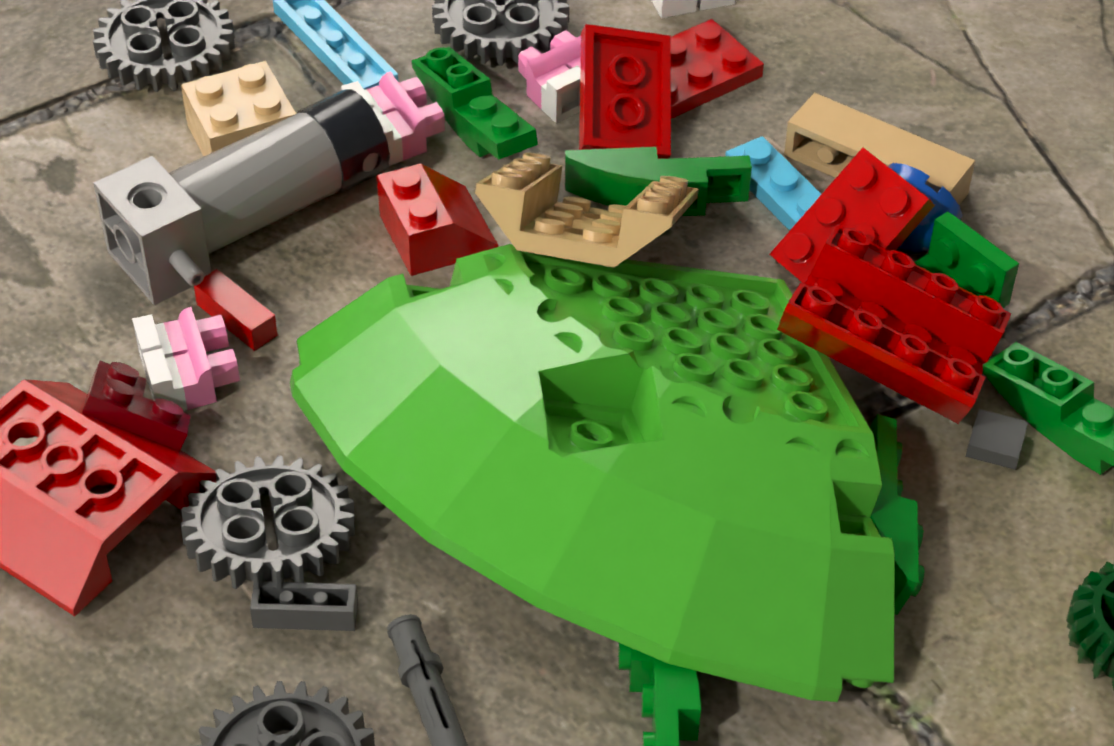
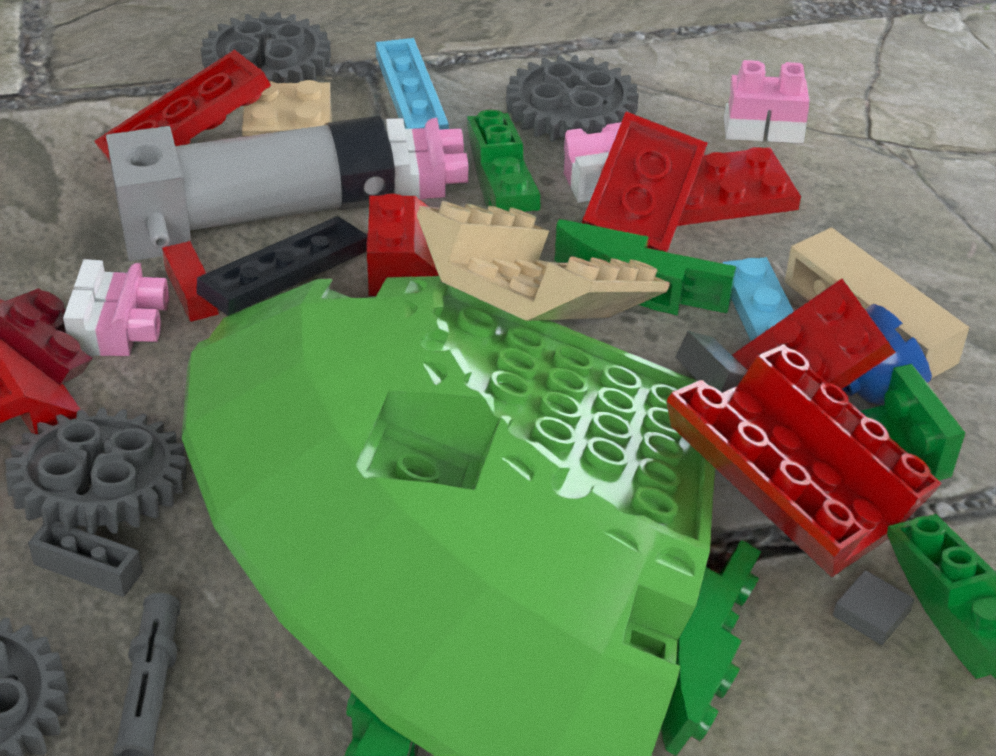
camera: 20 degrees right, 5 degrees down
(136, 126) = (199, 102): none -> red plate
(323, 269) = (281, 265): none -> black plate
(770, 259) = (710, 361): none -> dark grey piece

